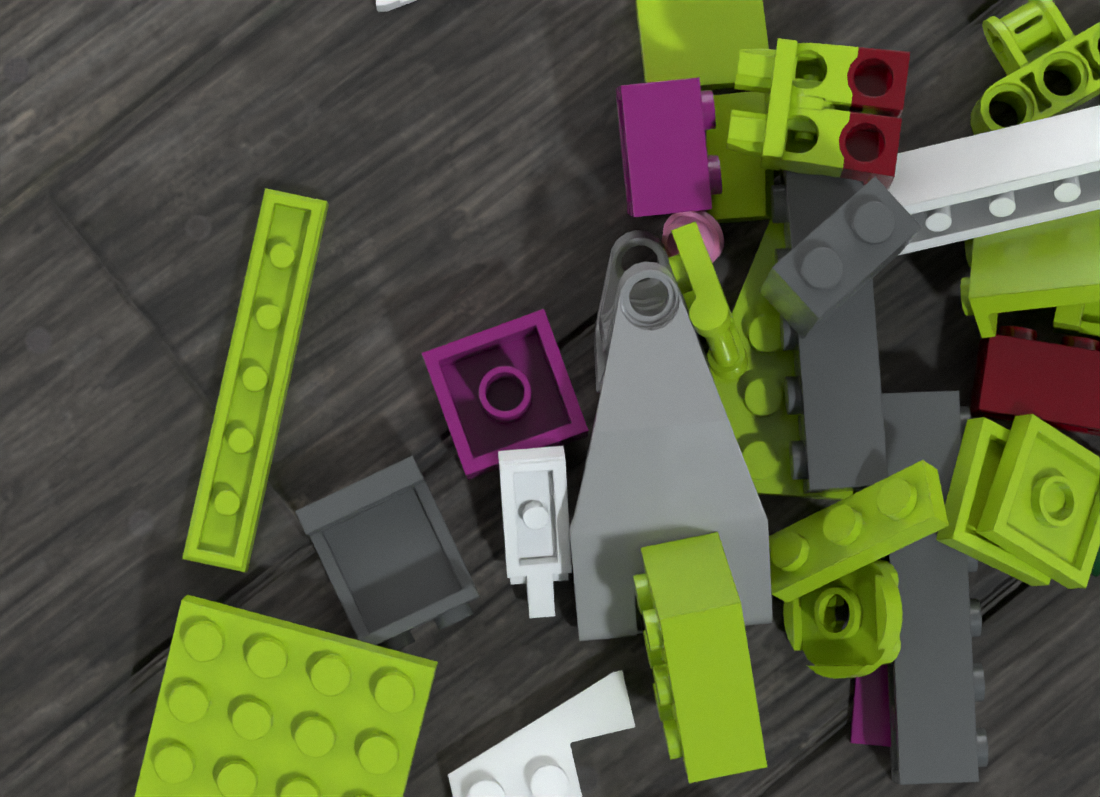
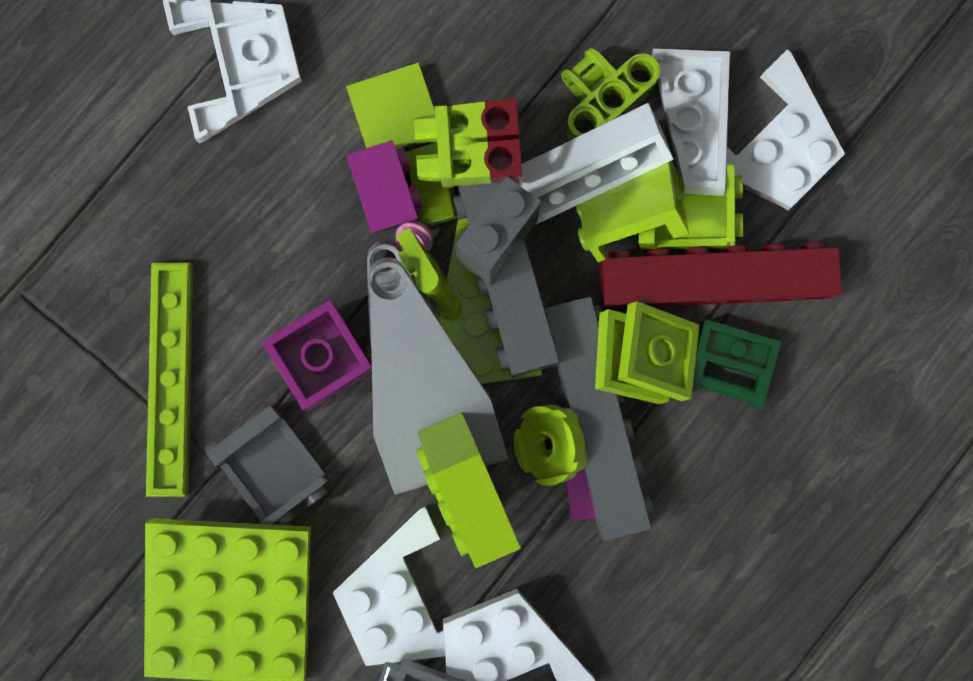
camera: 15 degrees left, 0 degrees up
(536, 522) = (352, 429): white hinge -> none
(856, 531) = (545, 394): lime plate -> none

